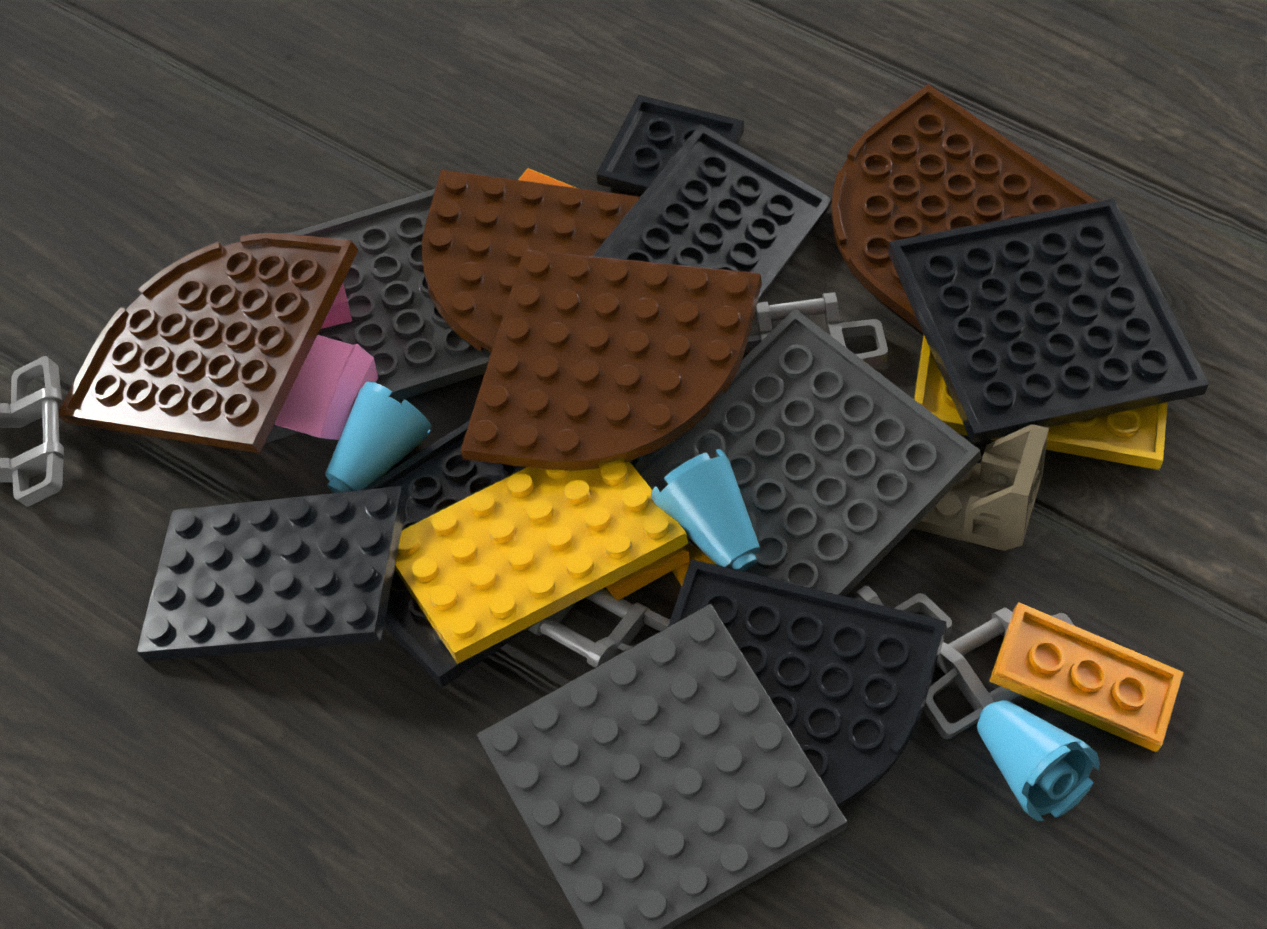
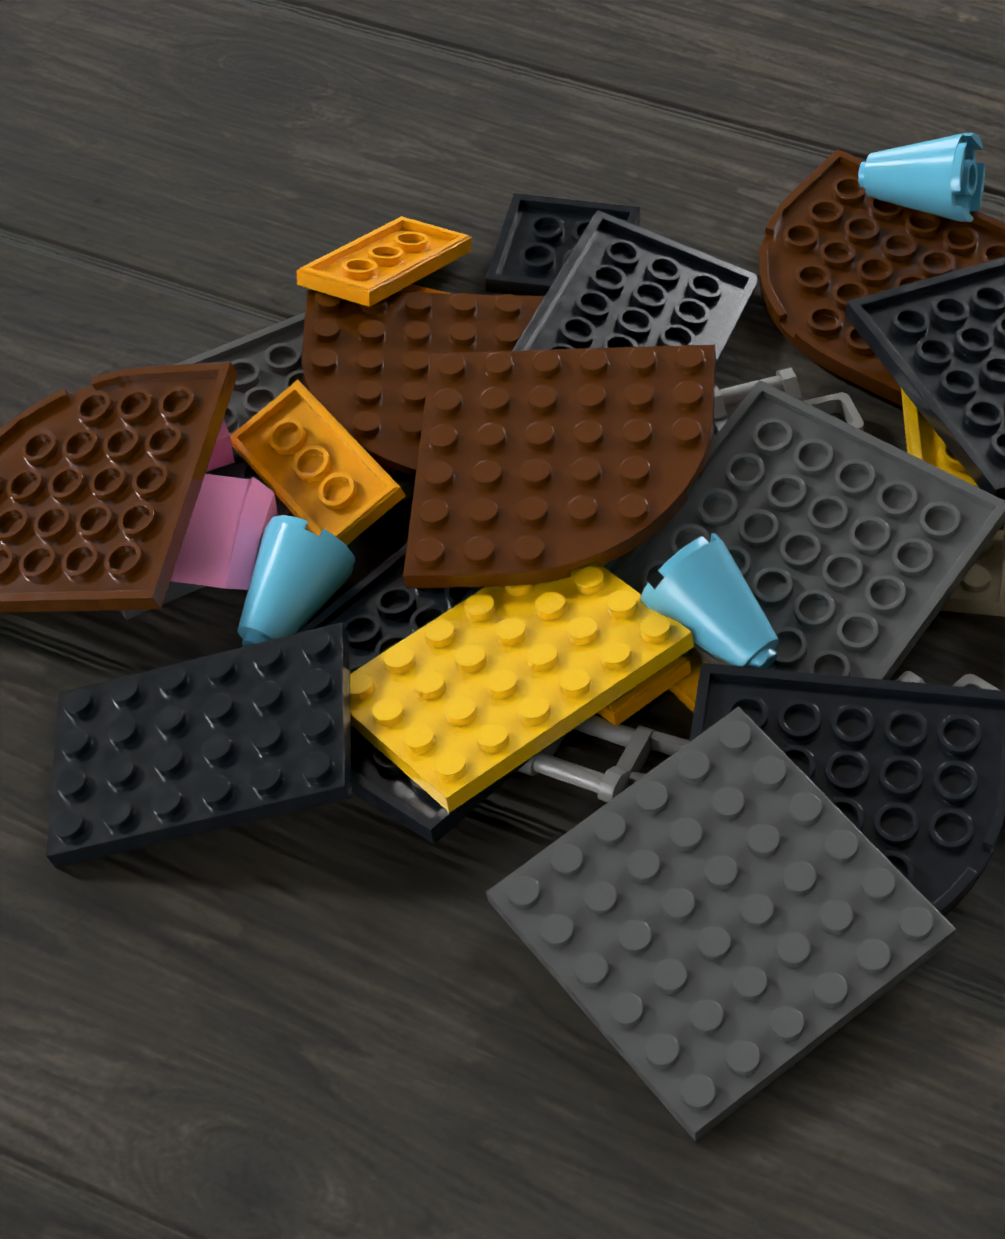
camera: 10 degrees left, 5 degrees down
(414, 336) = (315, 465): none -> light orange tile
(512, 149) = (384, 261): none -> light orange tile
(996, 125) = (928, 176): none -> medium azure cone

